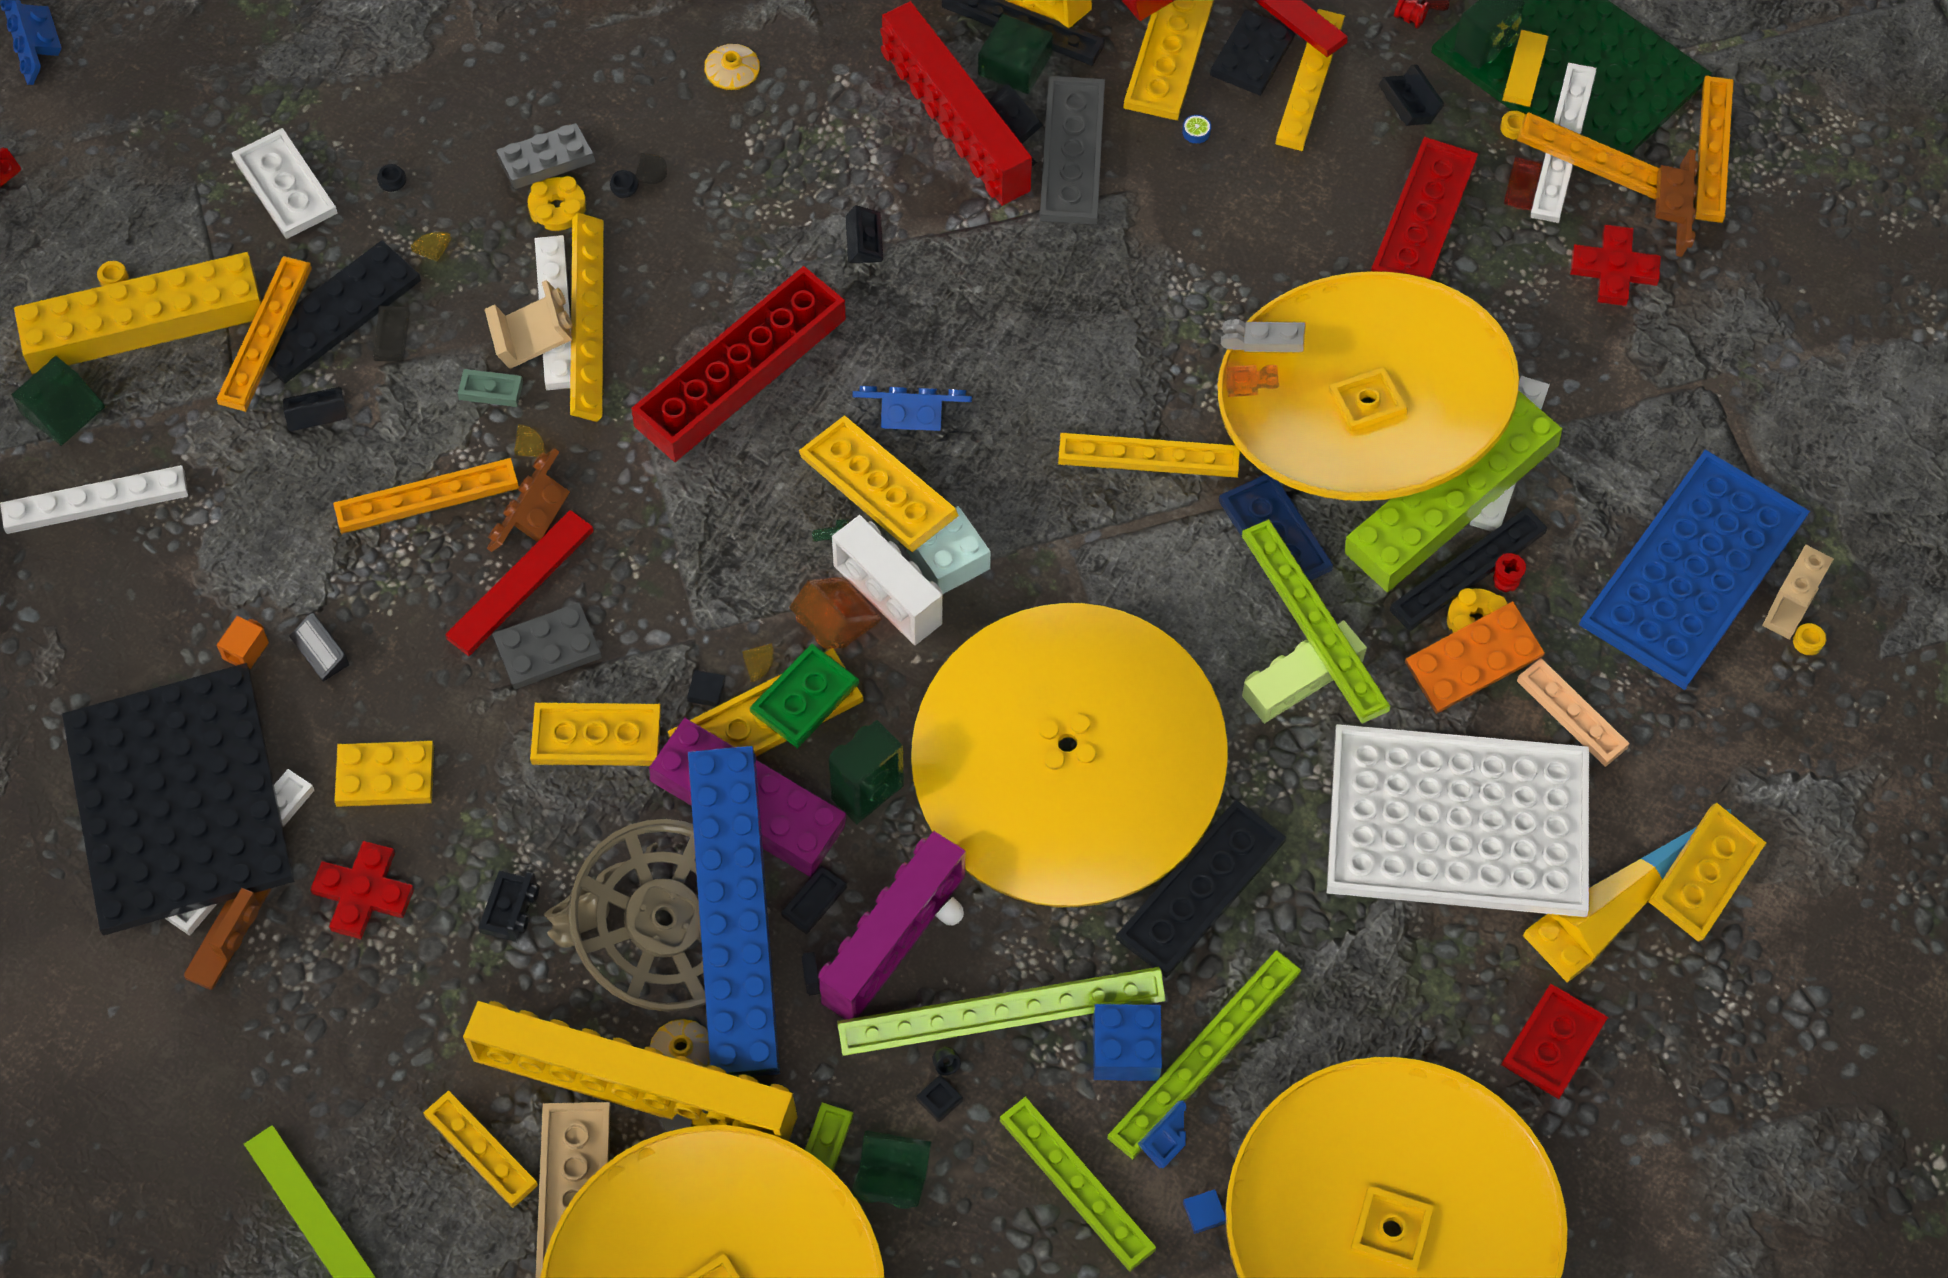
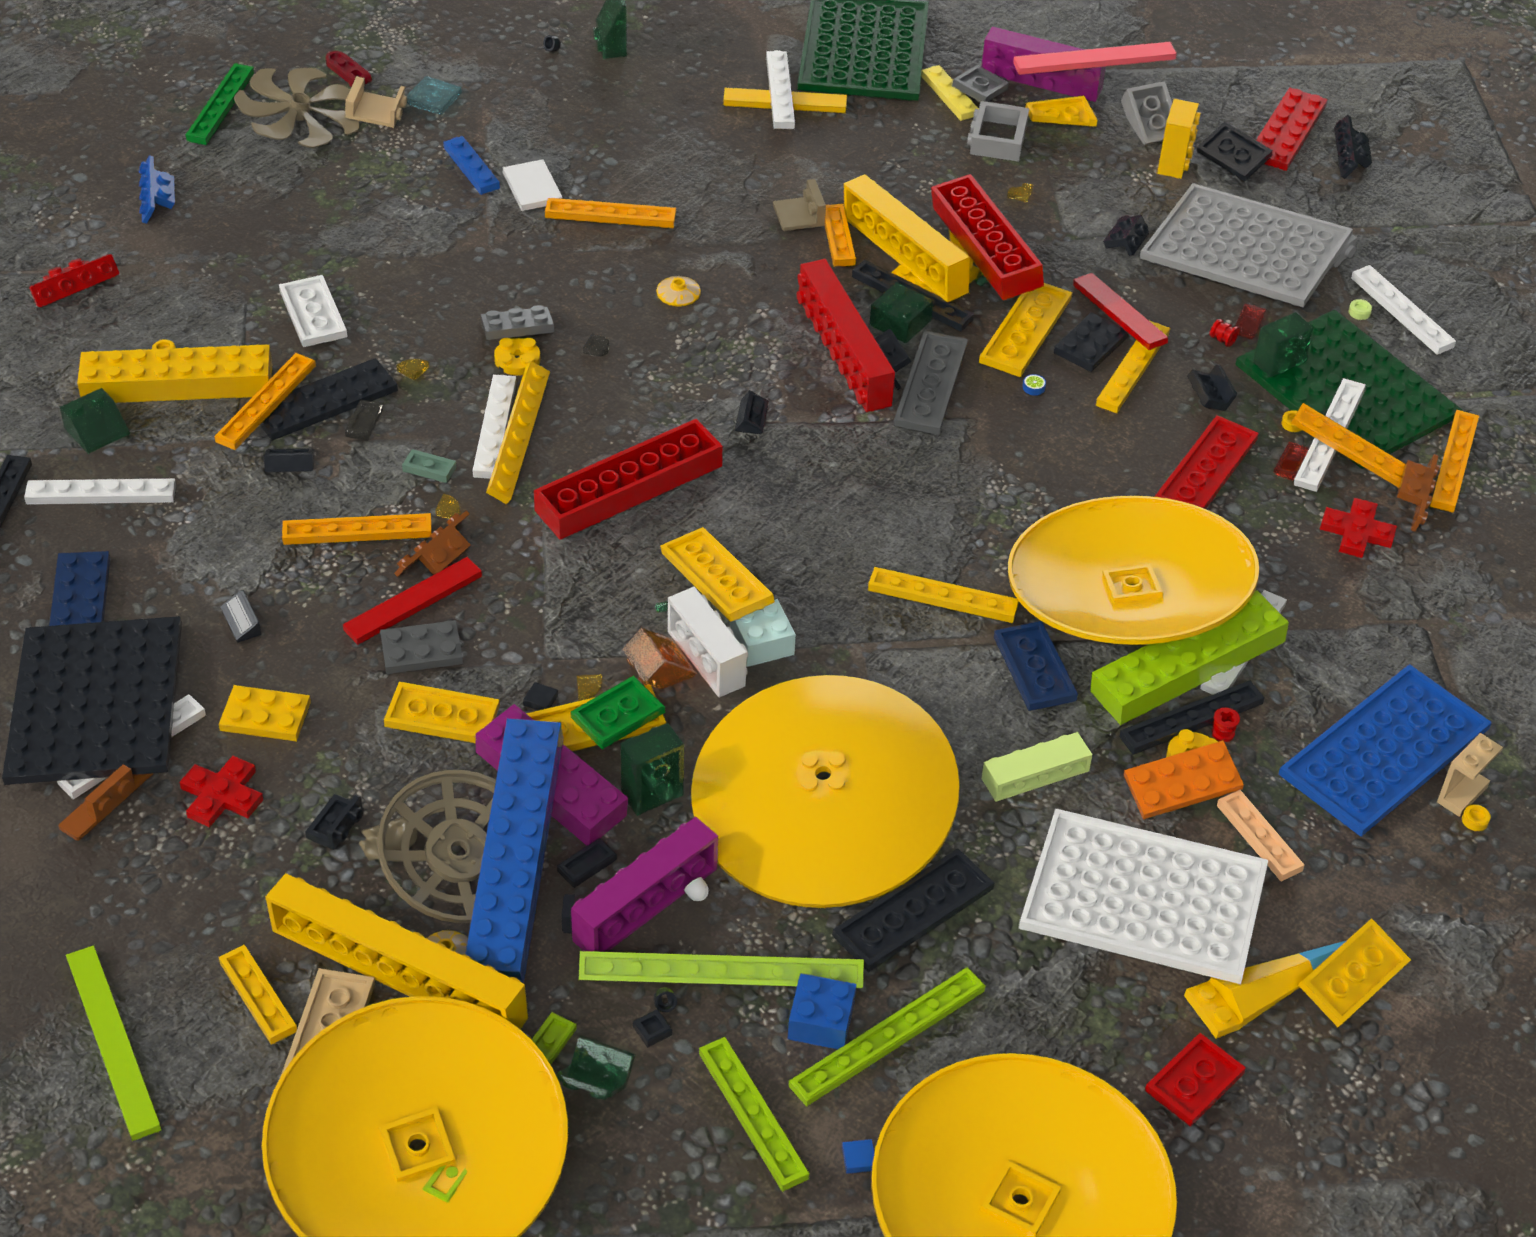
camera: 10 degrees right, 15 degrees down
(111, 645) = (80, 588): none -> dark blue plate
(243, 642) = (182, 602): orange brick -> none
(391, 178) = (395, 320): black plate -> none
(530, 329) = (471, 432): tan panel -> none
(624, 183) = (572, 350): black plate -> none
(911, 410) = (759, 533): blue bracket -> none
(1166, 1137) = (839, 1091): blue tile -> none
(1247, 380) = (1034, 551): clear orange plate -> none
(1263, 336) = (1055, 525): light grey hinge -> none
(1316, 621) = (1054, 729): lime tile -> none
(1525, 68) = (1308, 380): yellow tile -> none

